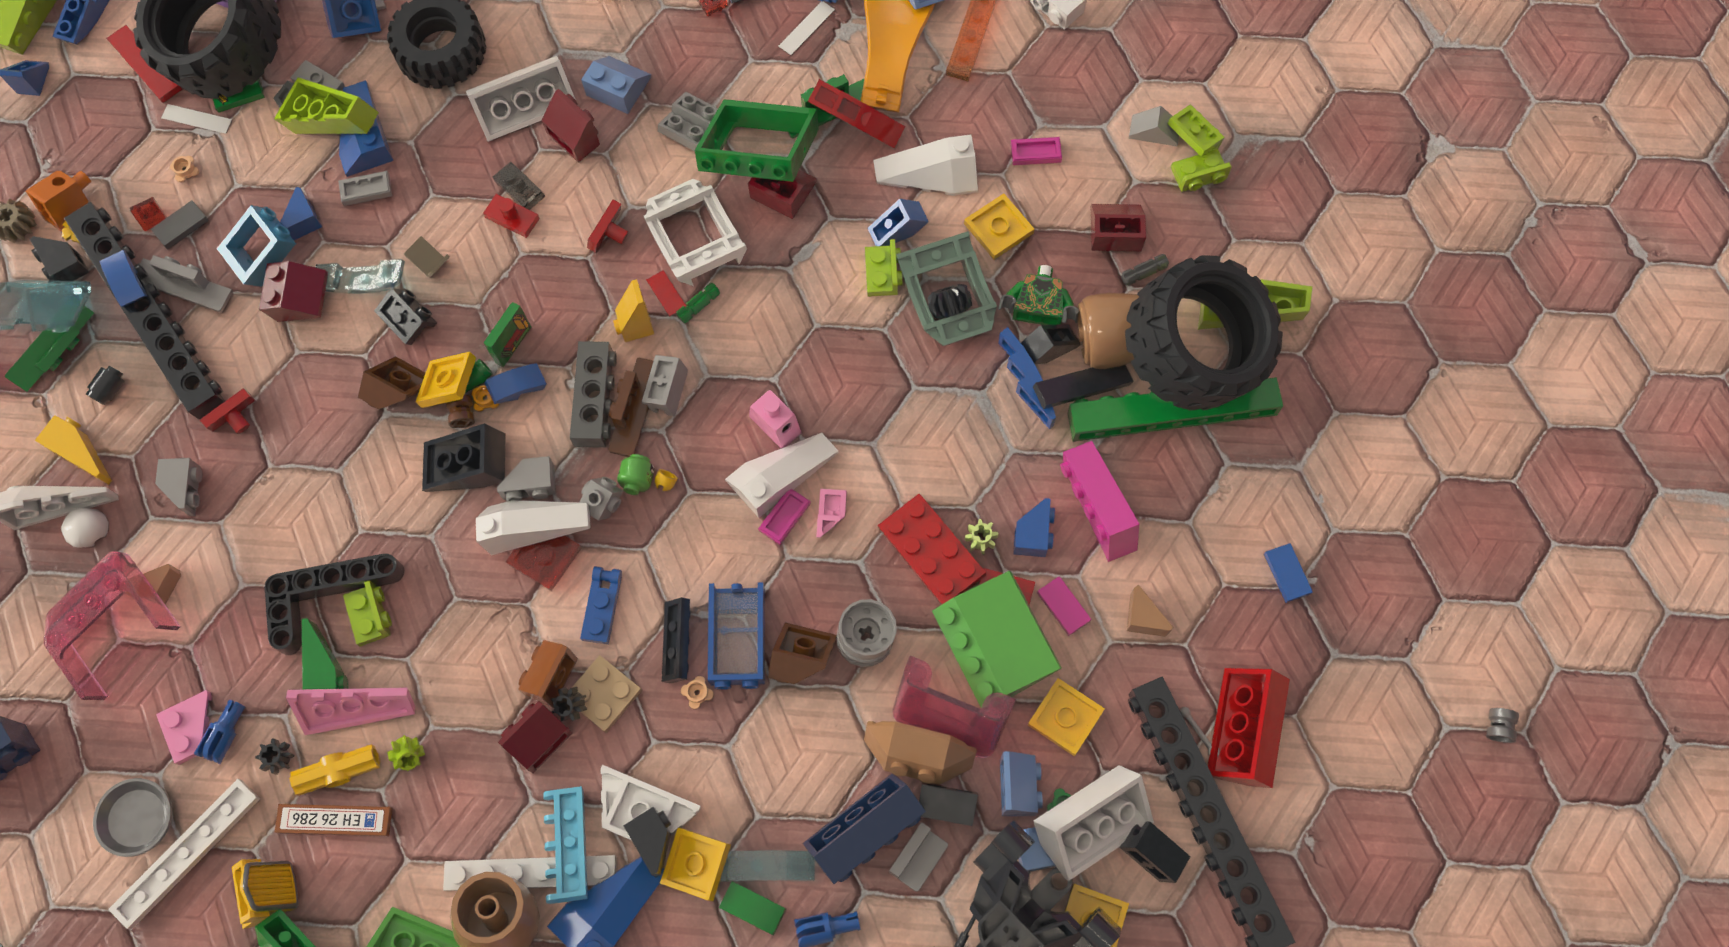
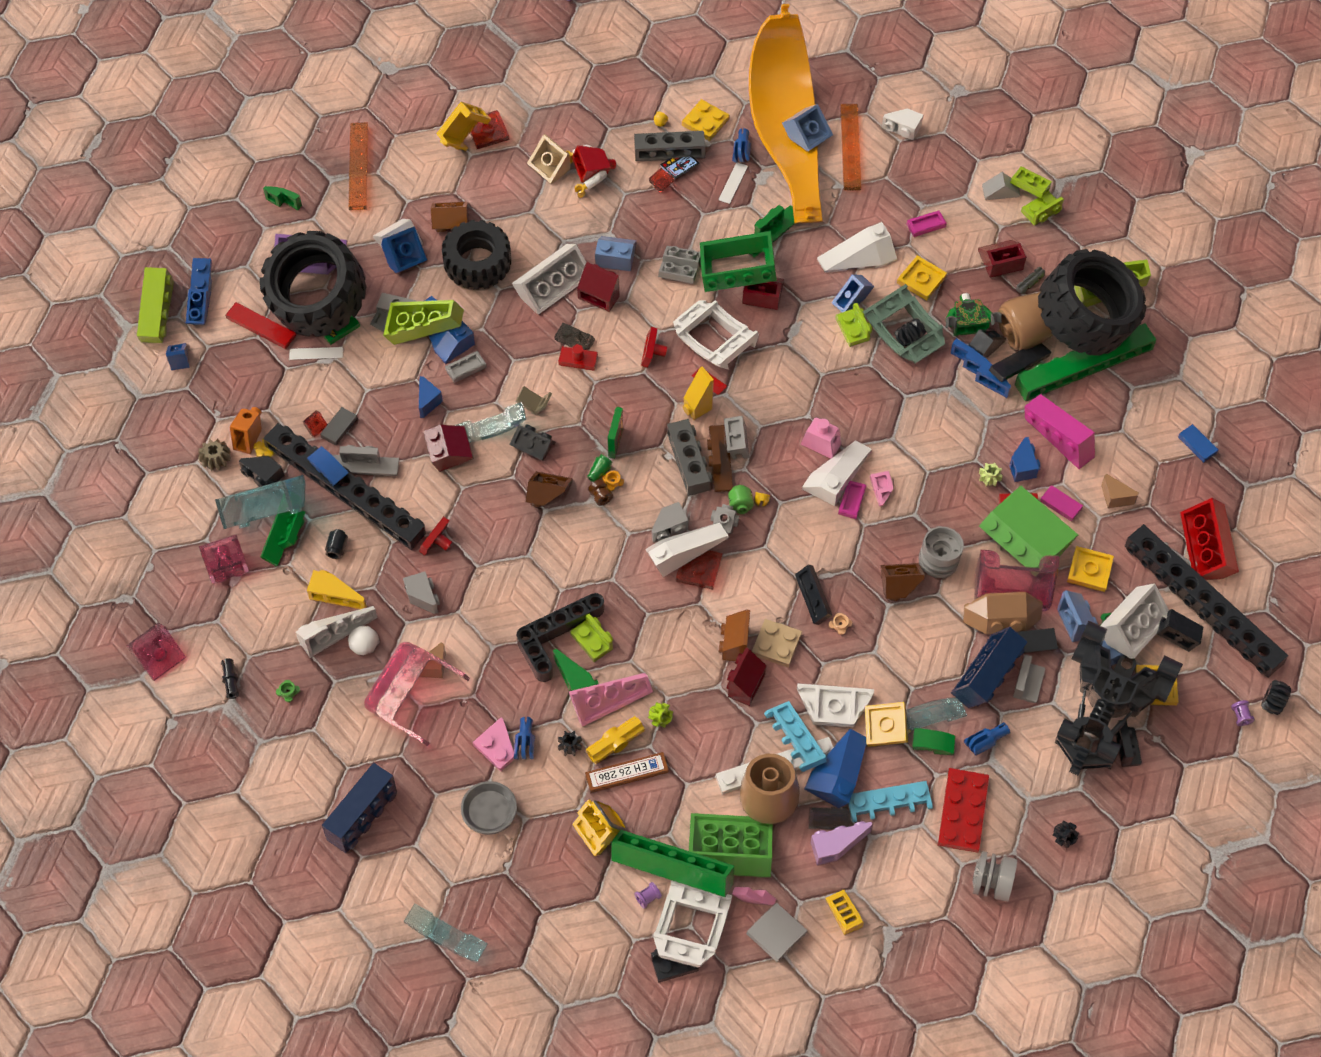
camera: 20 degrees left, 10 degrees down
(178, 166) = (324, 383): light nougat plate -> none
(184, 854) = (533, 821): white plate -> none
(232, 249) = (425, 423): dark azure window -> none
(446, 379) = (585, 472): yellow plate -> none
(464, 460) = (617, 522): black slope -> none
(513, 383) = (631, 463): blue slope -> none
(569, 704) = (757, 646): black gear -> none
(601, 606) = (752, 588): blue plate -> none
(651, 838) = (851, 714): black slope -> none
(698, 302) = (735, 380): green axle -> none
(736, 636) = (853, 580): door -> none
(856, 113) = (797, 227): red slope -> none
(931, 550) = (960, 491): red plate -> none

